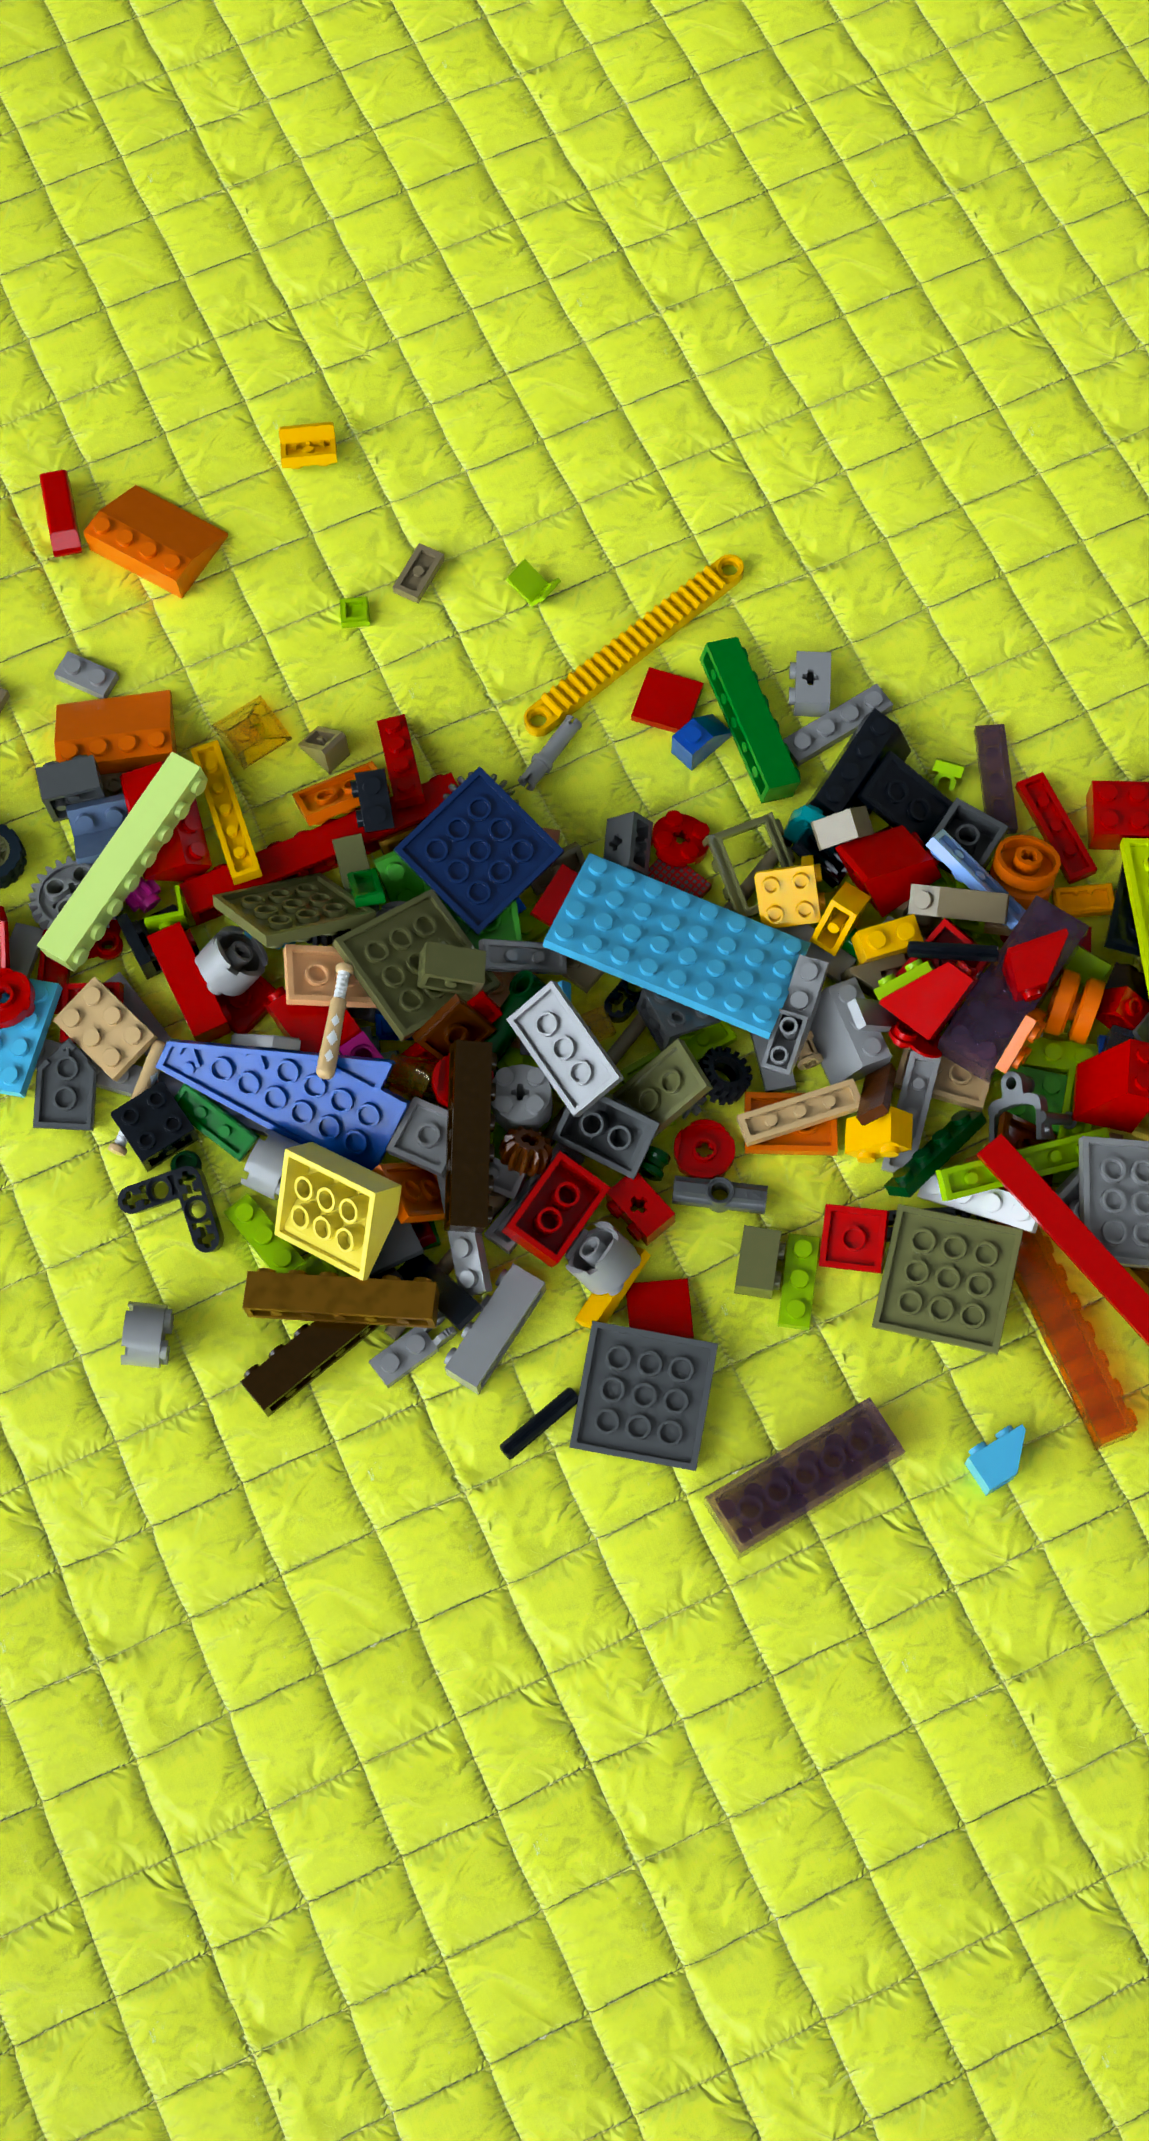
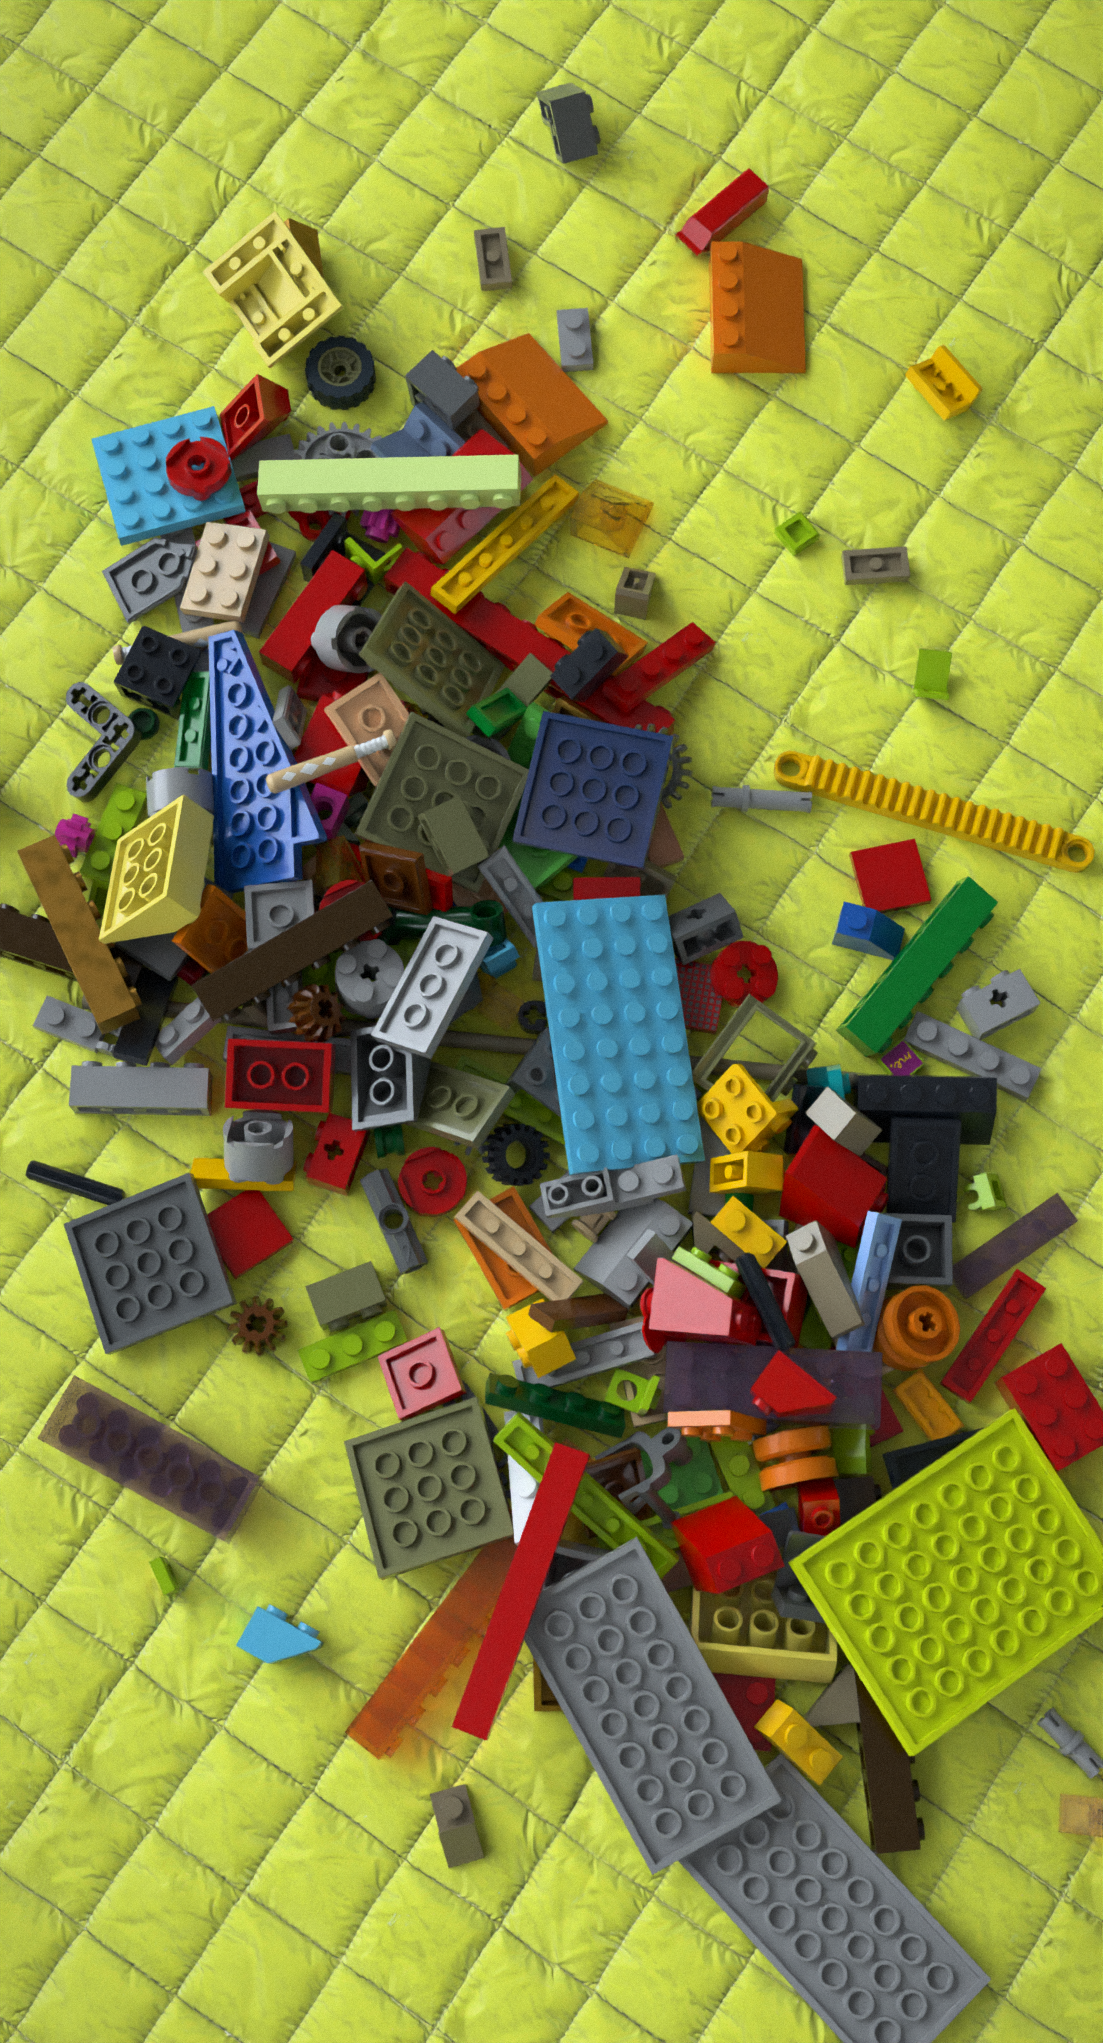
camera: 55 degrees right, 5 degrees up
(246, 1261) = (75, 833): none -> dark pink gear
(754, 1346) = (262, 1314): none -> reddish brown gear
(812, 772) = (901, 1060): none -> magenta tile
(902, 1519) = (165, 1576): none -> lime tile
(967, 1083) = (646, 1396): none -> lime bracket

